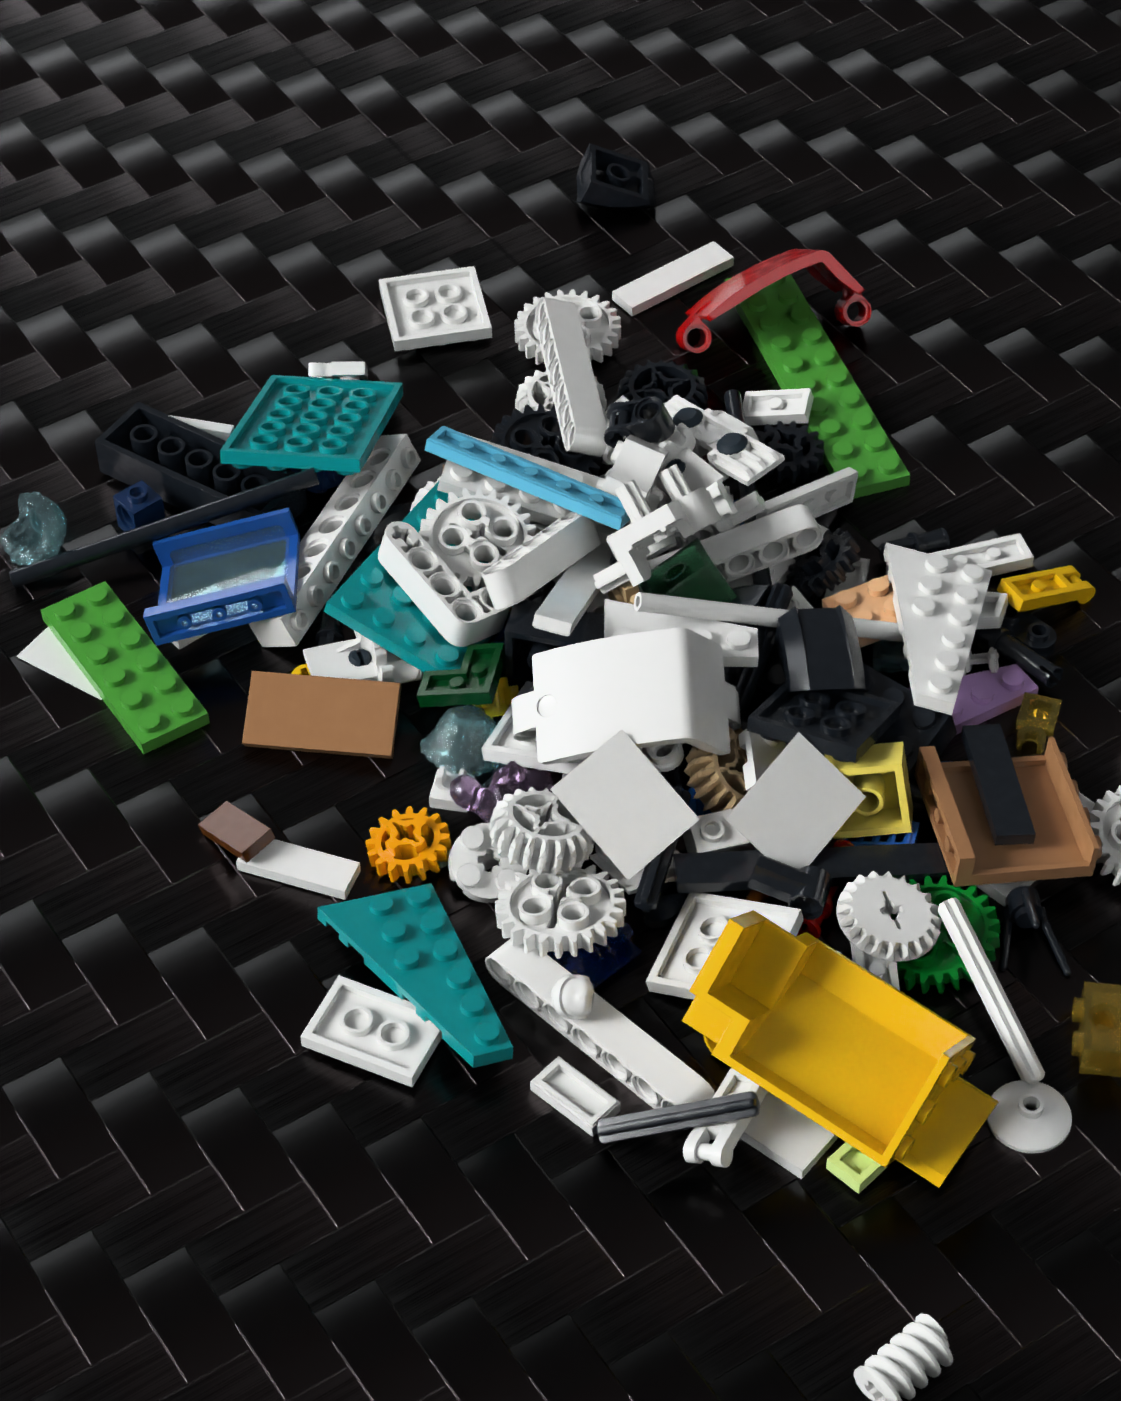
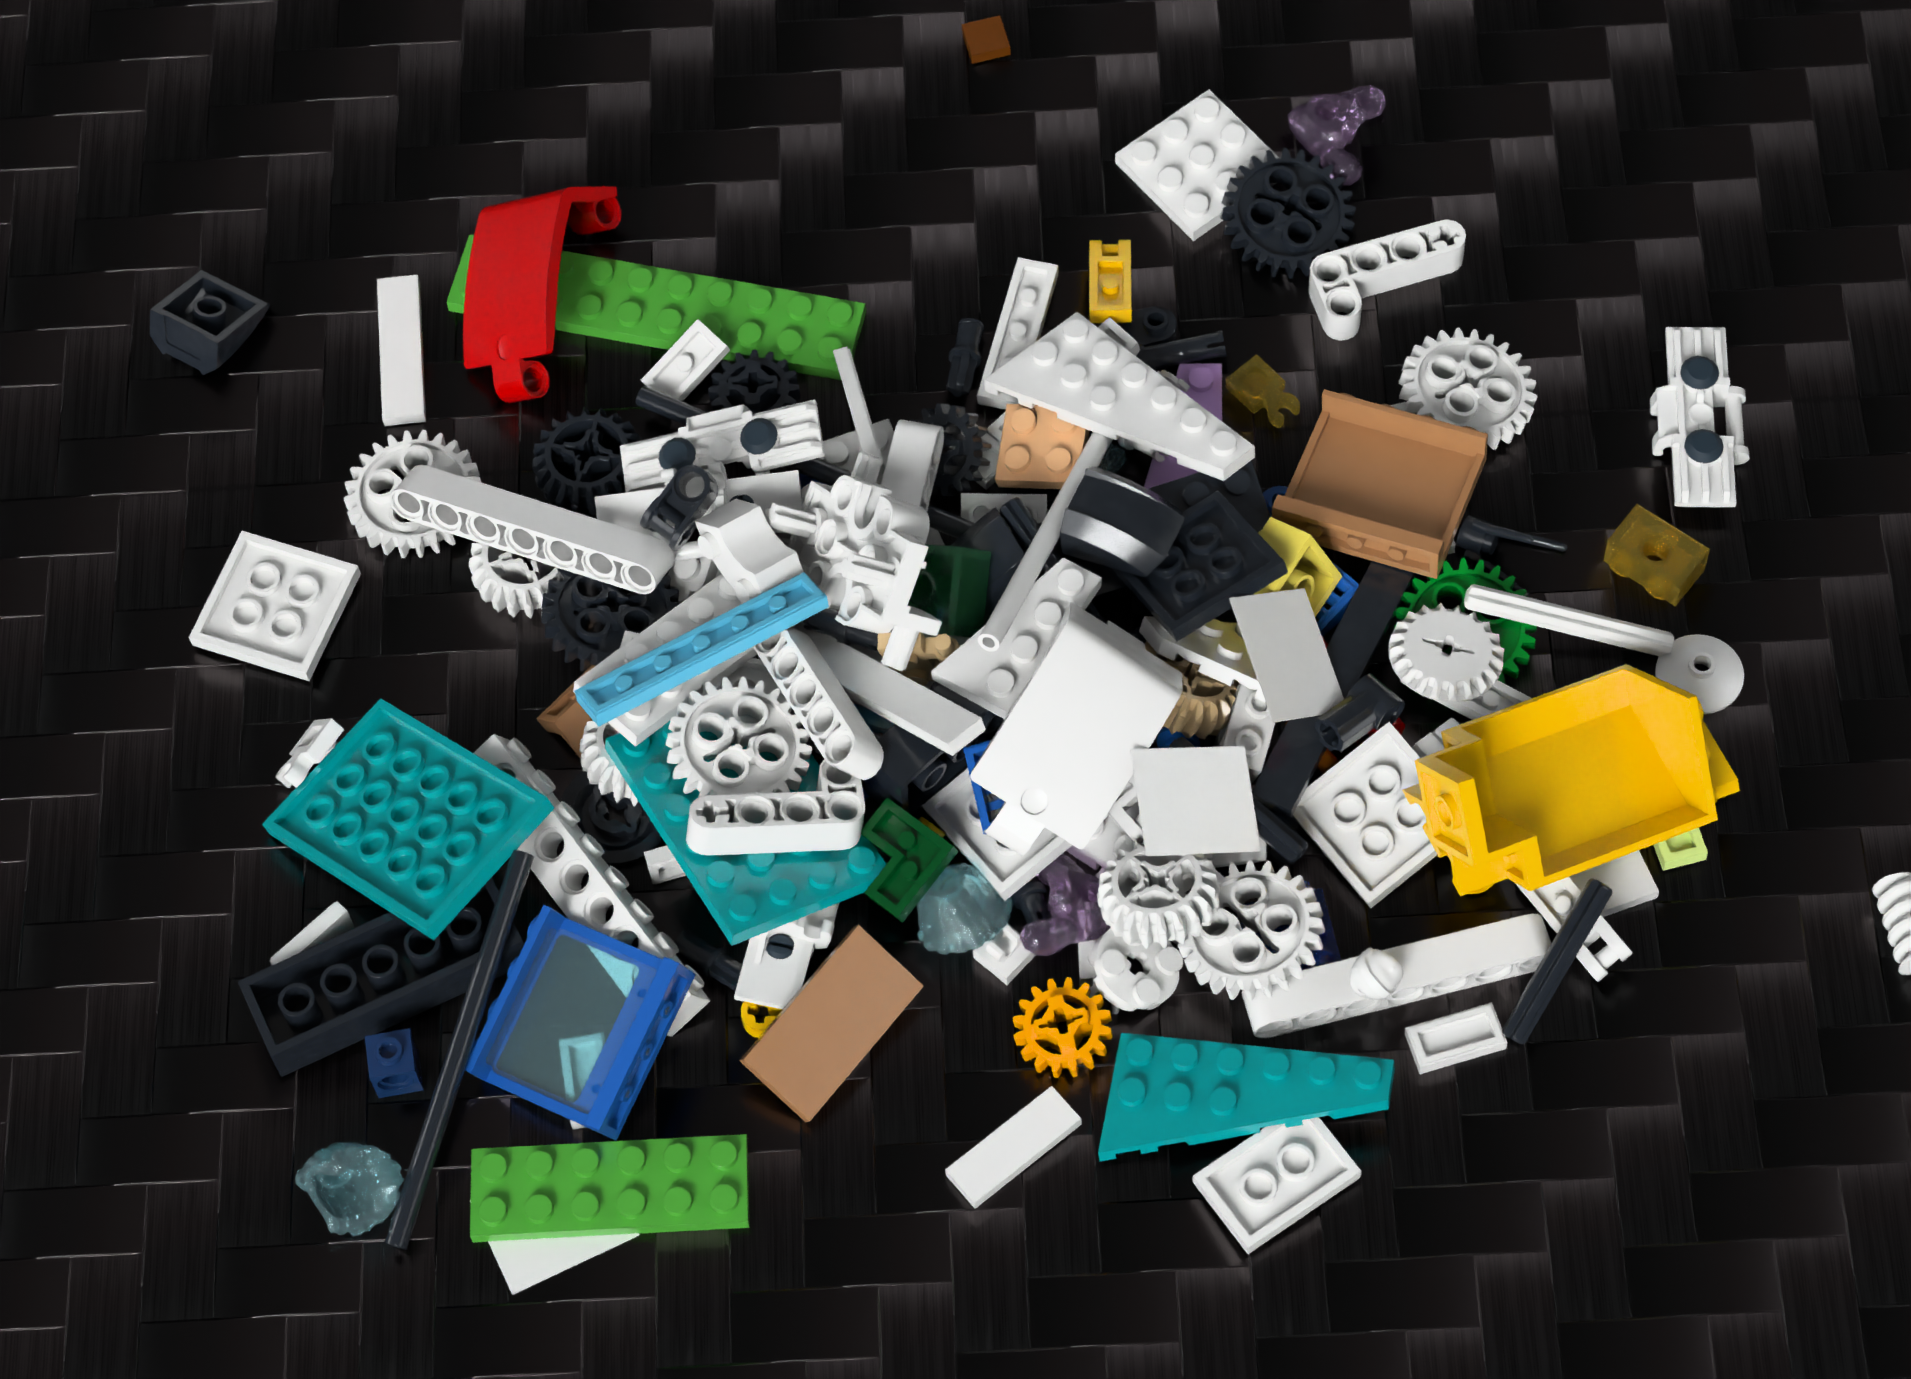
camera: 55 degrees left, 15 degrees up
(236, 831) = (938, 1183): tile -> none
(998, 785) = (1345, 469): black tile -> none

